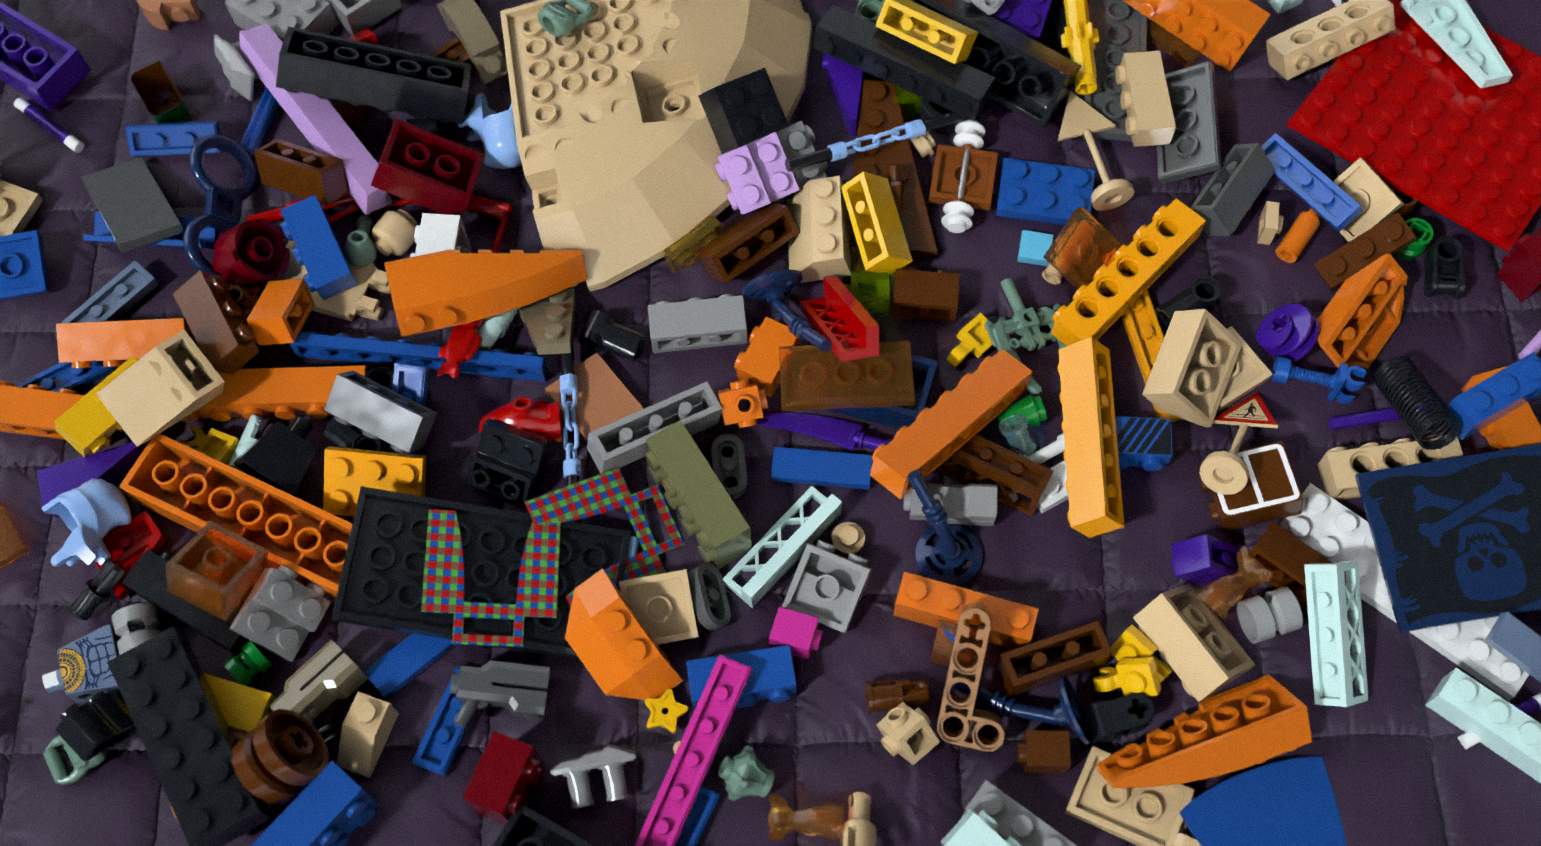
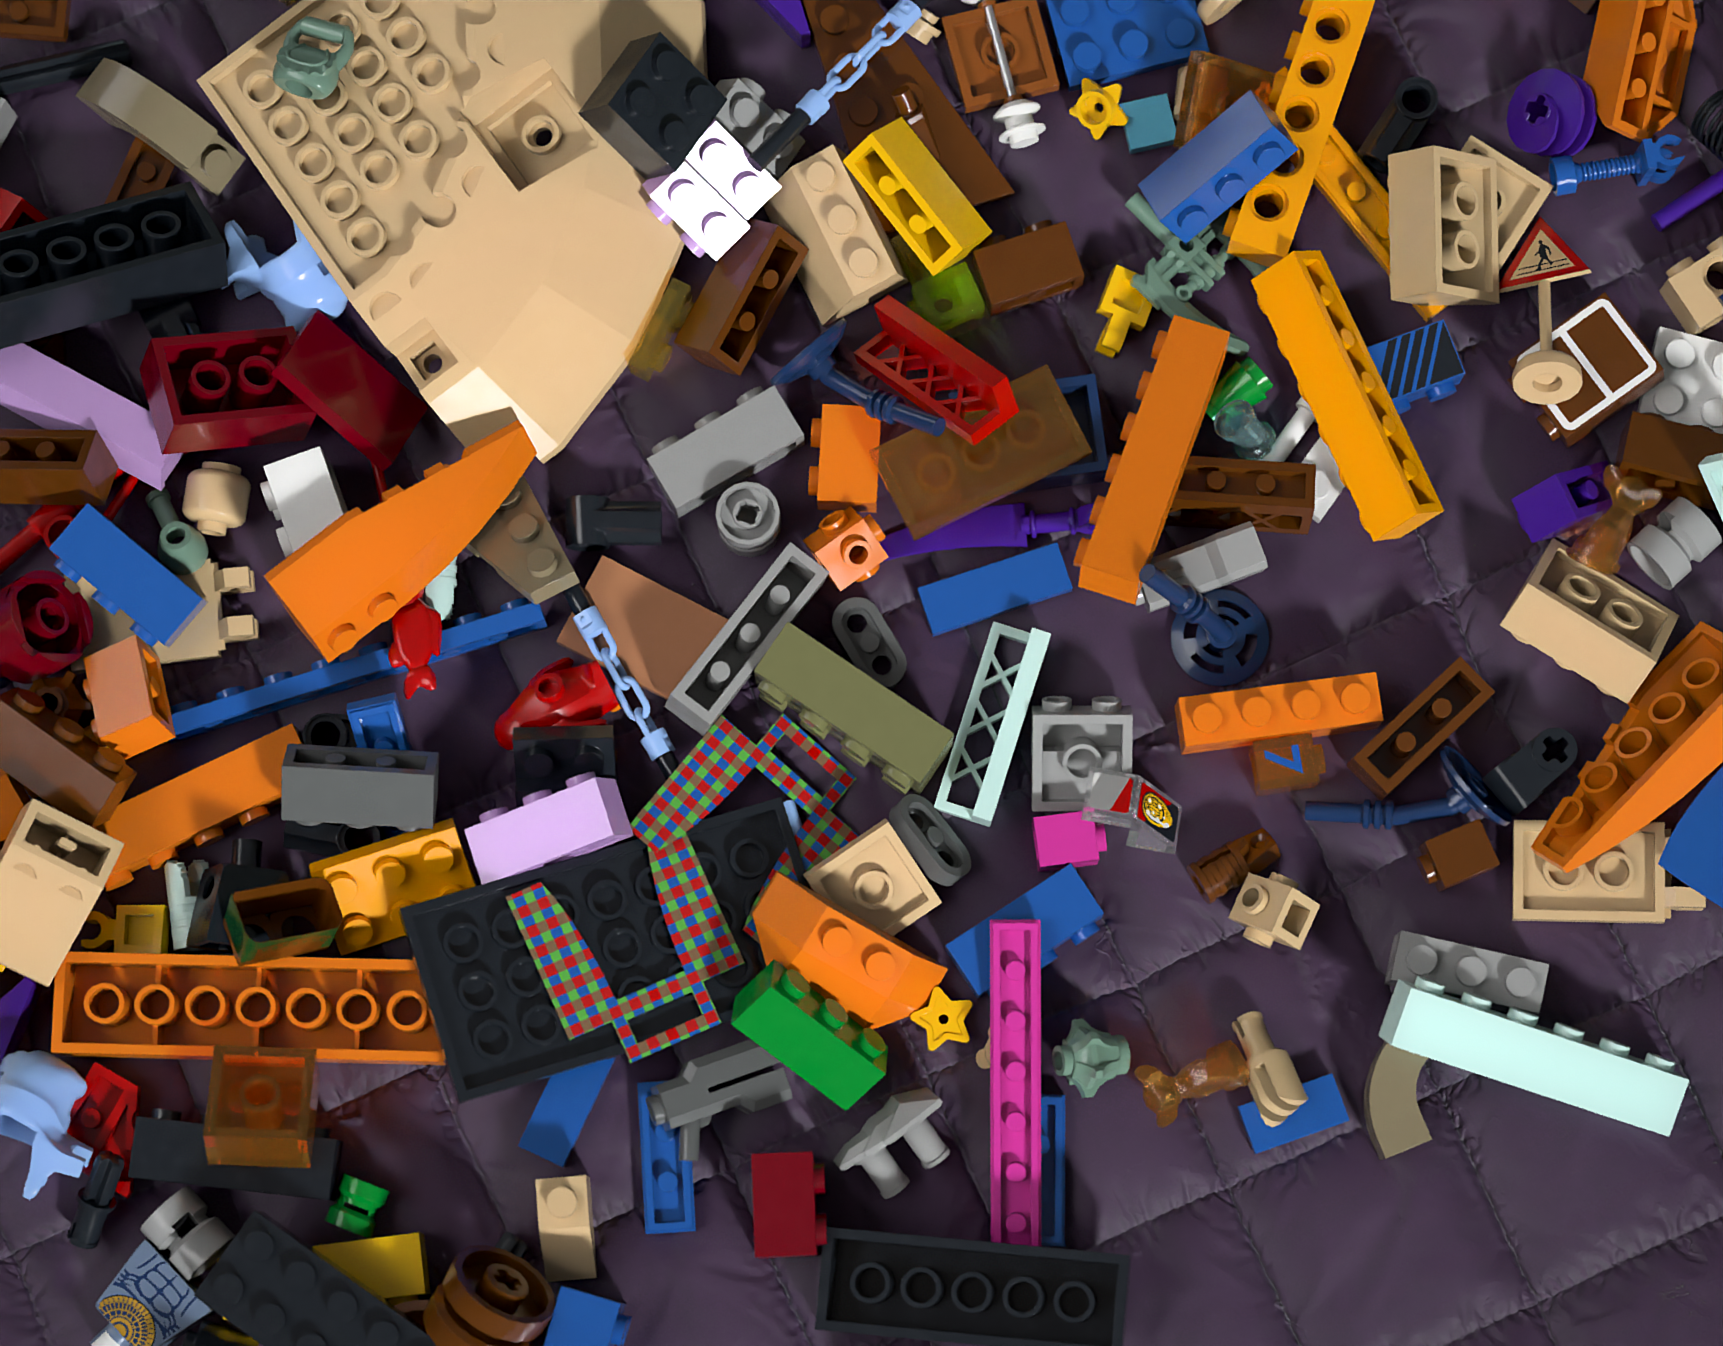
camera: 25 degrees left, 15 degrees up
(281, 612) = (368, 1119): light grey plate -> none
(283, 451) = (251, 905): none -> reddish brown piece
(320, 682) = (467, 1192): dark tan piece -> none
(479, 481) = (549, 828): none -> lavender brick
(496, 199) = (349, 390): none -> dark red tile
(573, 678) = (810, 1034): none -> green brick
(690, 362) = (748, 519): none -> light grey wheel
(843, 621) = (1134, 804): none -> slope
(848, 538) = (1076, 675): tan plate -> none
(969, 674) = (1325, 802): medium nougat beam -> none
(1001, 226) = (1086, 109): none -> yellow plate
(1065, 275) = (1217, 166): none -> blue brick
(1131, 674) = (1530, 706): yellow plate -> none
(1136, 645) = (1525, 669): yellow plate -> none

